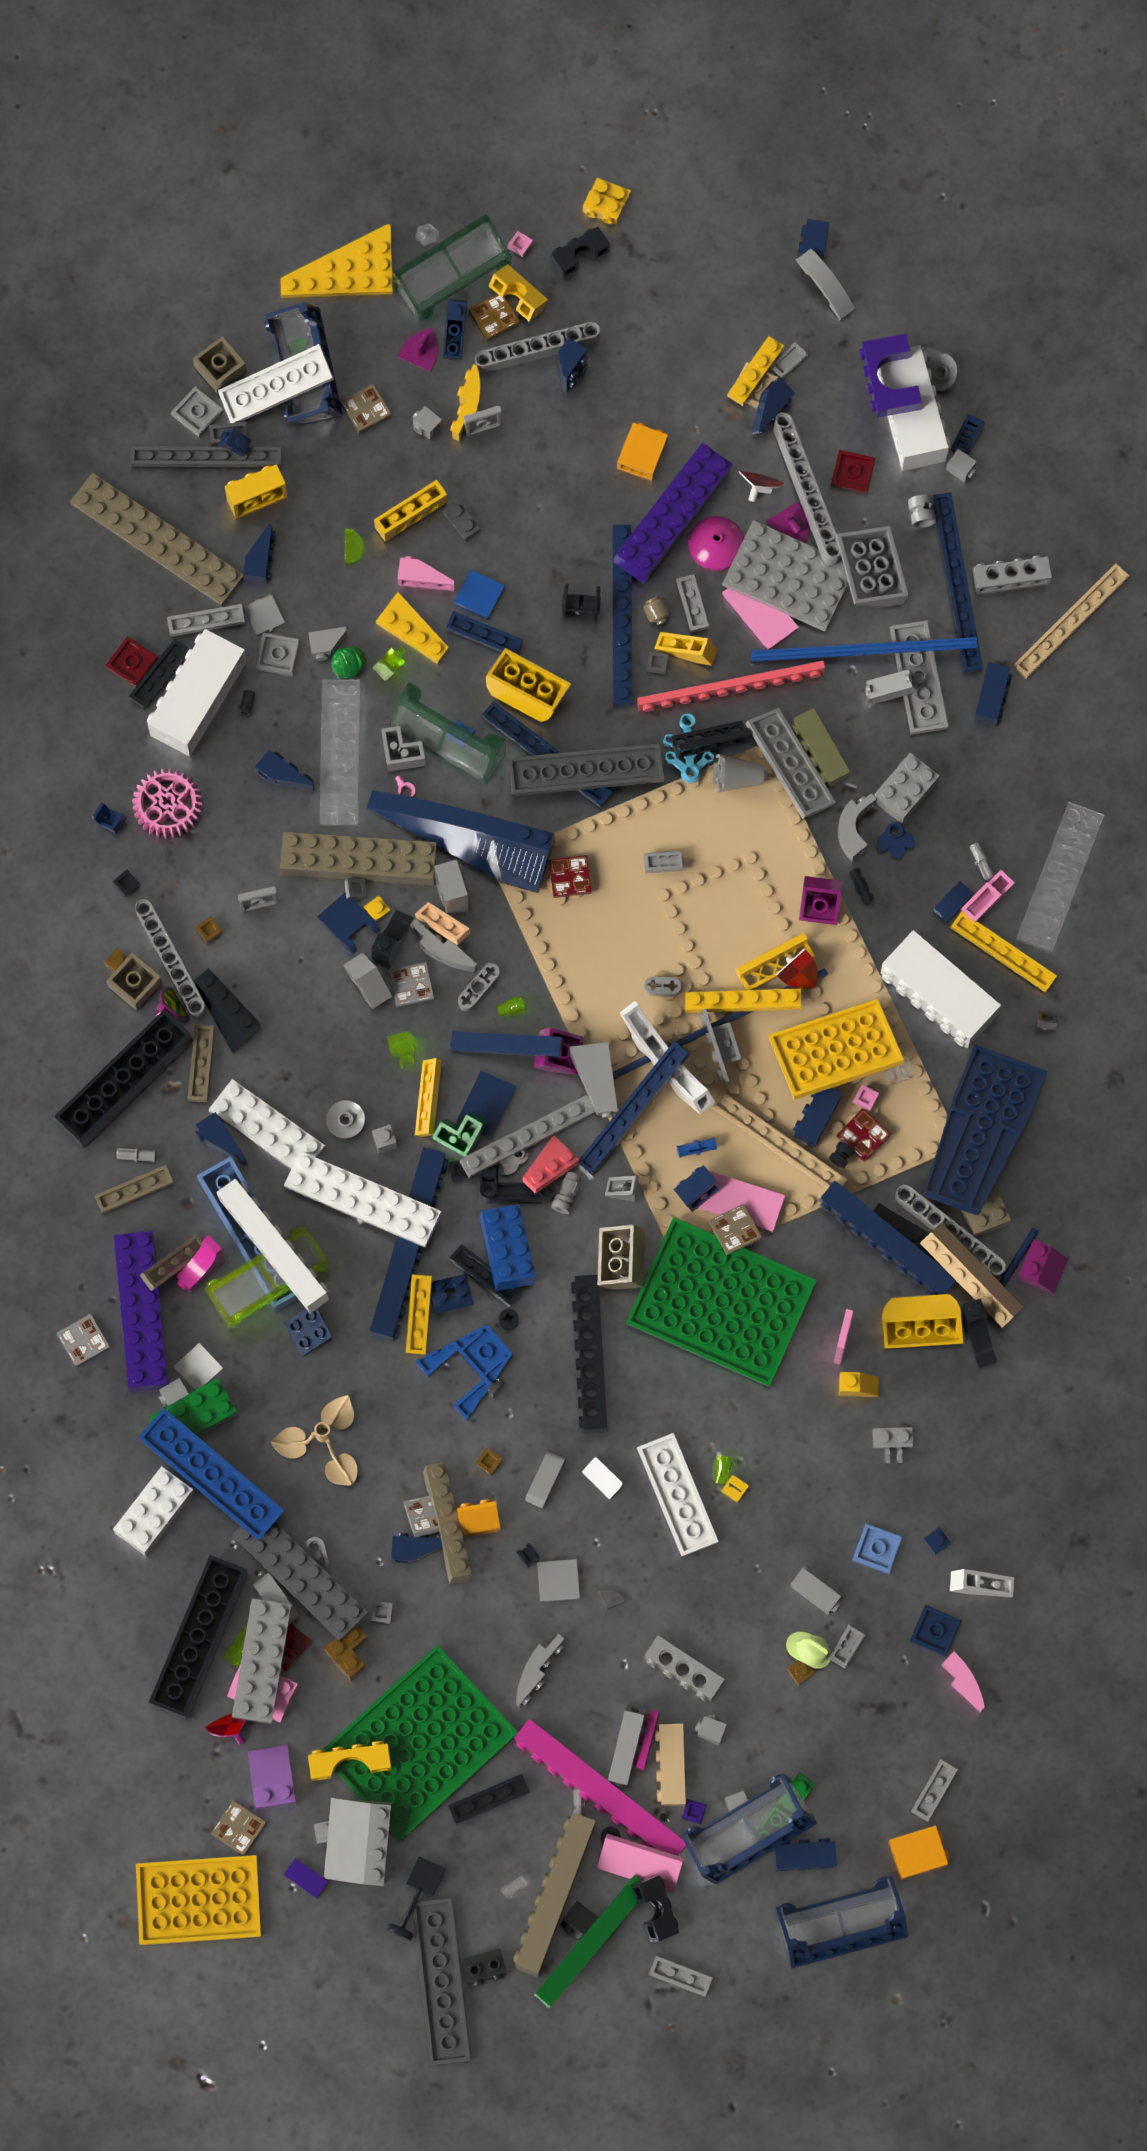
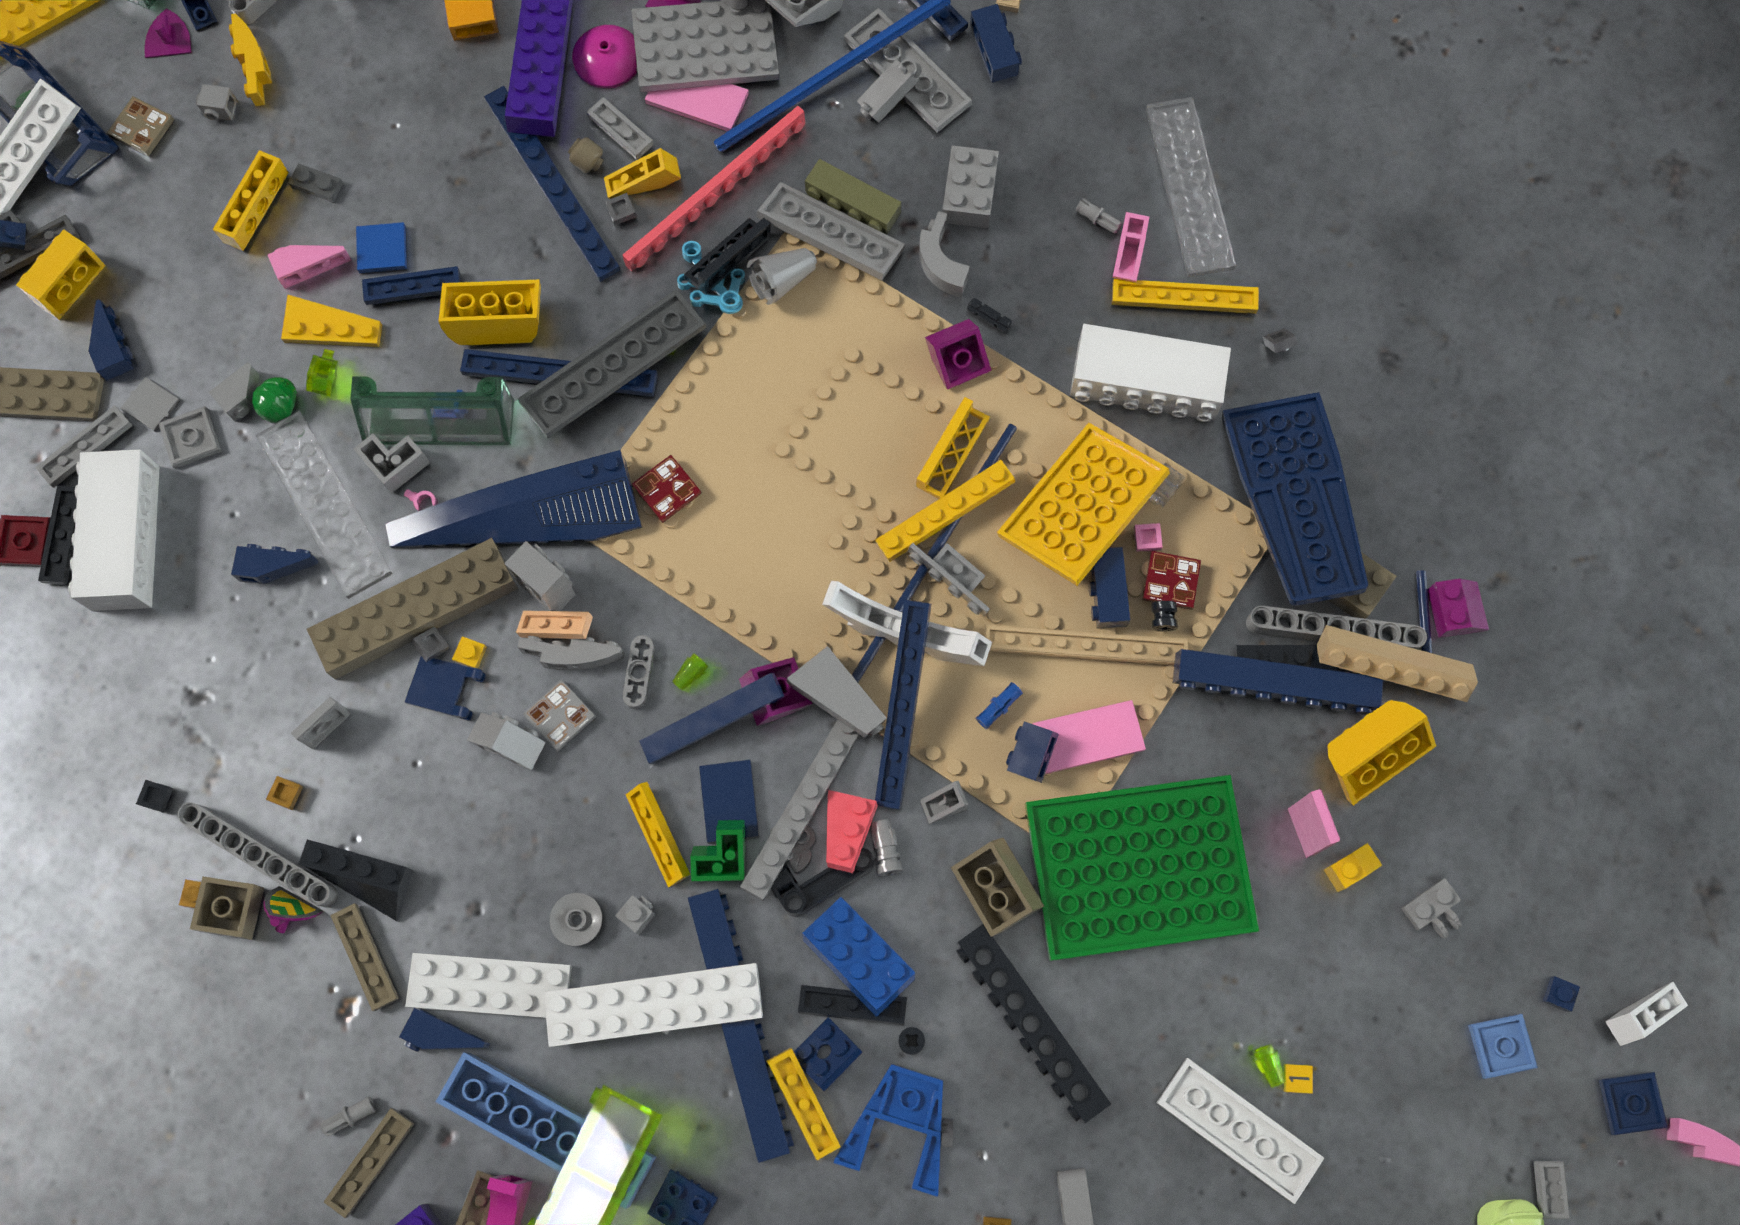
camera: 30 degrees left, 0 degrees up
(108, 818) = (90, 734): dark blue bracket -> none
(123, 1078) = (278, 1036): black brick -> none
(165, 795) = (159, 683): bright pink gear -> none
(246, 703) = (184, 515): pearl dark grey pin -> none
(273, 1246) = (580, 1139): white brick -> none
(353, 547) = (210, 275): clear neon green tile -> none
(390, 940) = (504, 685): black arch -> none
(401, 1047) = (592, 794): clear neon green brick -> none
(457, 1172) = (744, 901): black plate -> none
(482, 420) = (275, 65): light grey tile -> none
(581, 603) = (499, 192): black hose -> none
(603, 1478) = (1140, 1165): slope -> none
(662, 991) = (848, 553): light grey beam -> none
(663, 862) = (760, 412): light grey plate -> none
(735, 1229) = (1105, 774): dark tan tile -> none
(800, 971) = (988, 442): shield -> none
(816, 1591) = (1473, 1145): light grey brick -> none
(895, 843) = (995, 251): dark blue plate -> none
(953, 901) = (1097, 275): dark blue slope -> none
(976, 1329) = (1446, 725): black arch -> none

